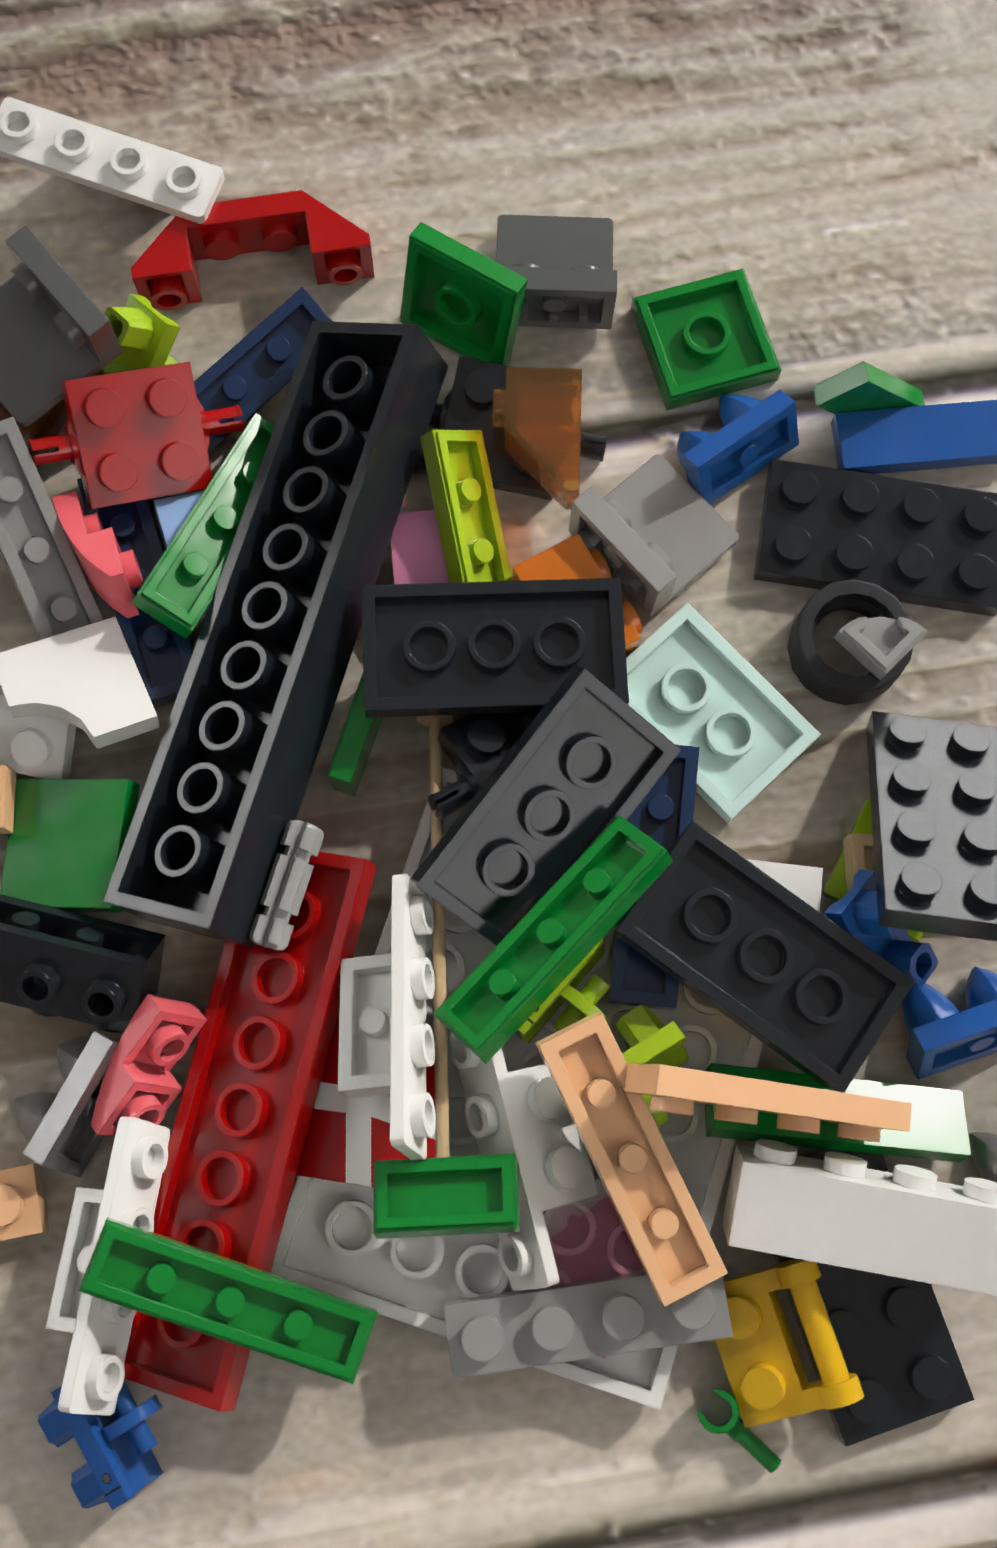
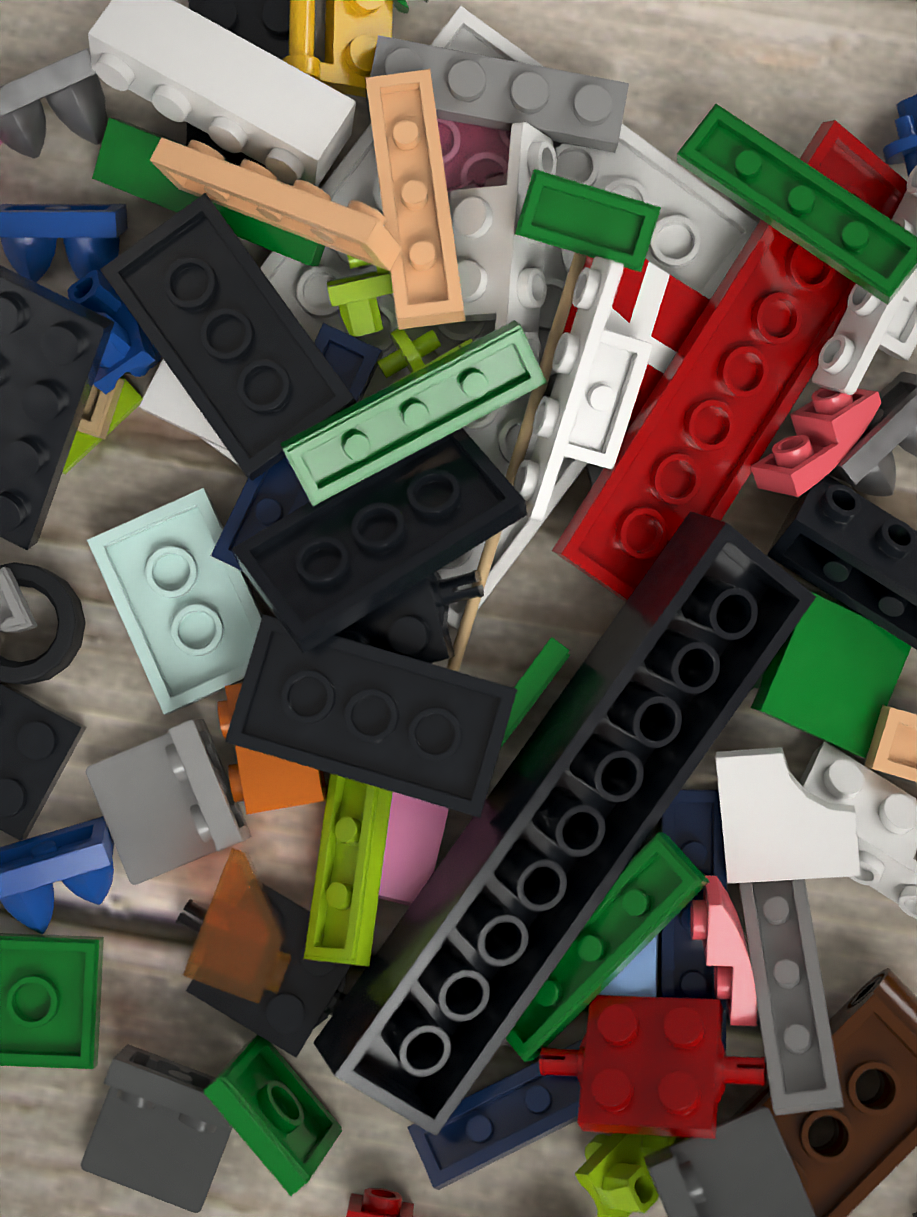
camera: 155 degrees left, 10 degrees up
(286, 885) = (641, 556): light grey axle -> none

